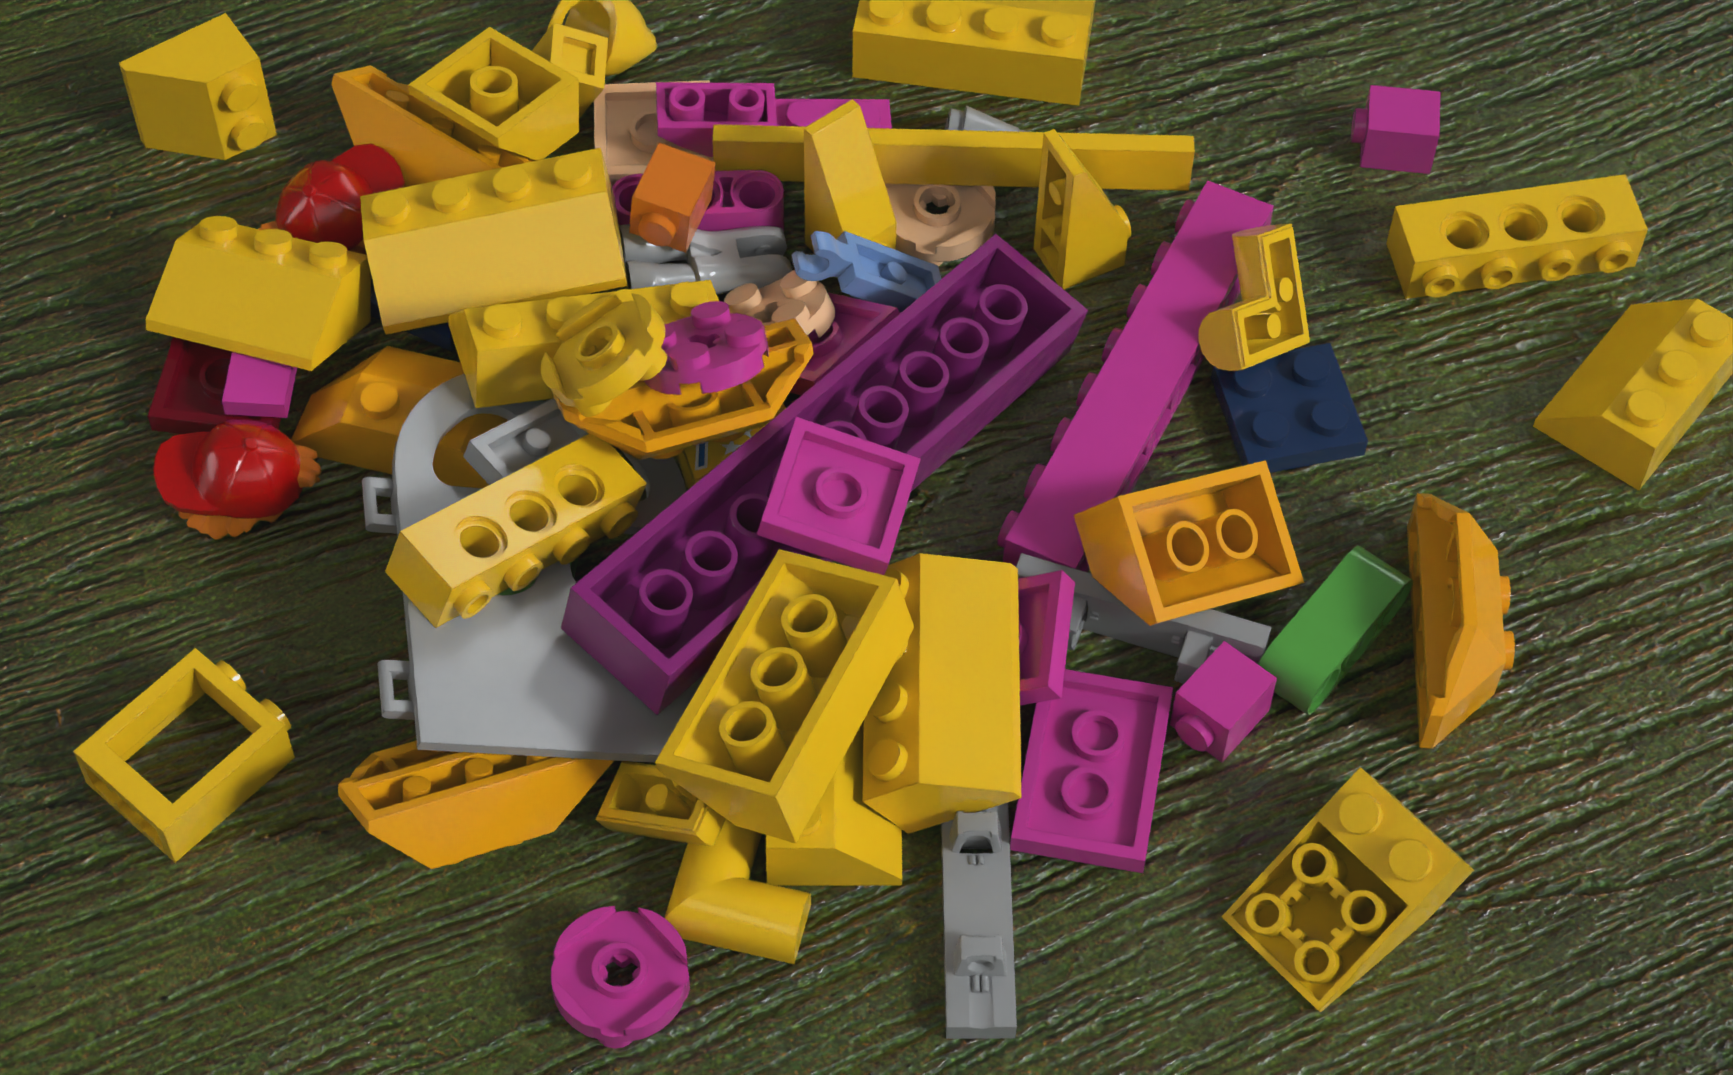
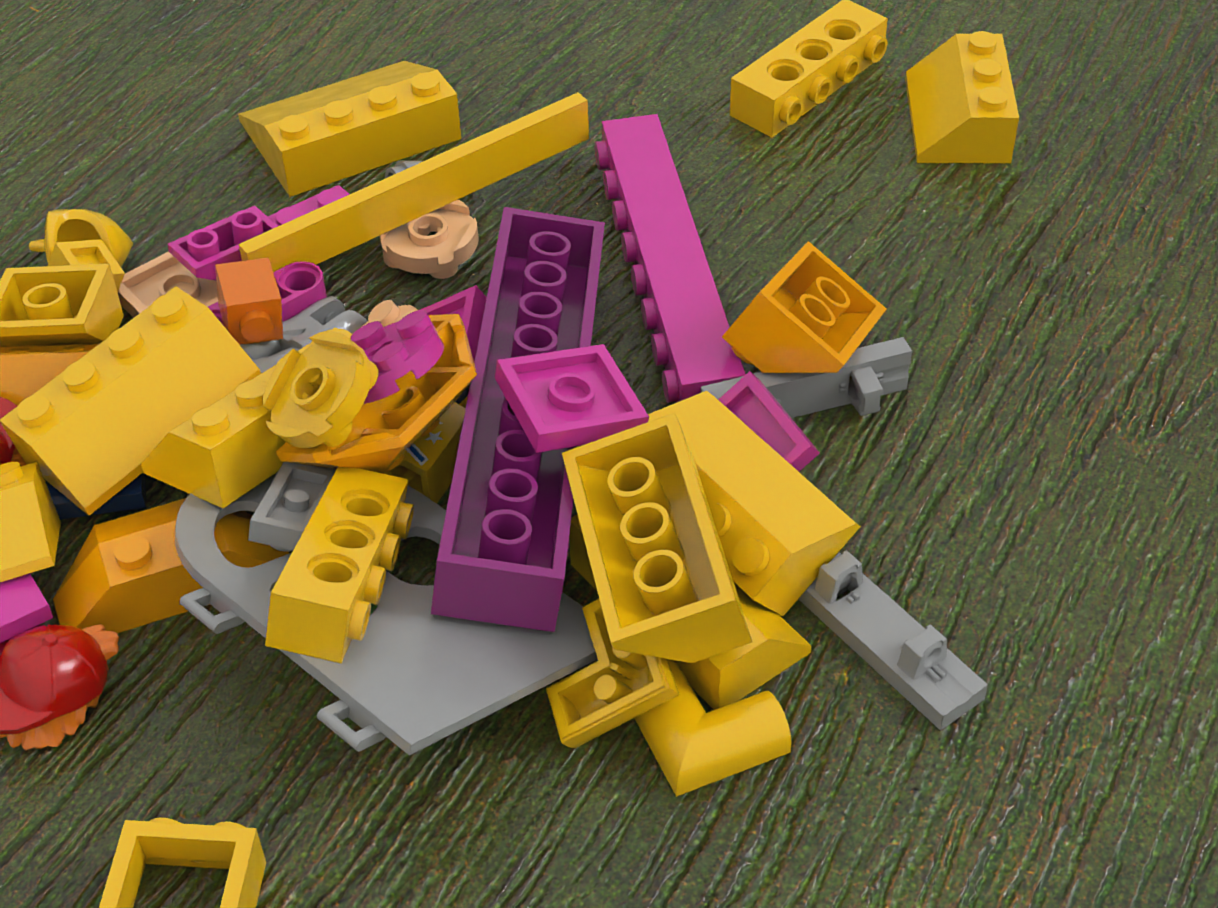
camera: 35 degrees left, 10 degrees down
(463, 803) = (455, 788): light orange wedge -> none
(620, 1012) = (671, 874): dark pink plate -> none
(845, 180) = (375, 244): yellow slope -> none
(867, 269) = (425, 281): medium blue plate -> none
(1076, 223) = (539, 165): yellow slope -> none
(1093, 772) = (883, 493): dark pink plate -> none
(1222, 702) = (910, 404): dark pink brick -> none
(1272, 305) = (711, 179): yellow brick -> none
(1291, 410) = (767, 226): dark blue plate -> none
(1335, 628) = (931, 325): bright green beam -> none
(1346, 890) = (1100, 462): yellow slope -> none
(1398, 129) = (682, 47): dark pink brick -> none
(1455, 616) = (990, 270): light orange wedge -> none

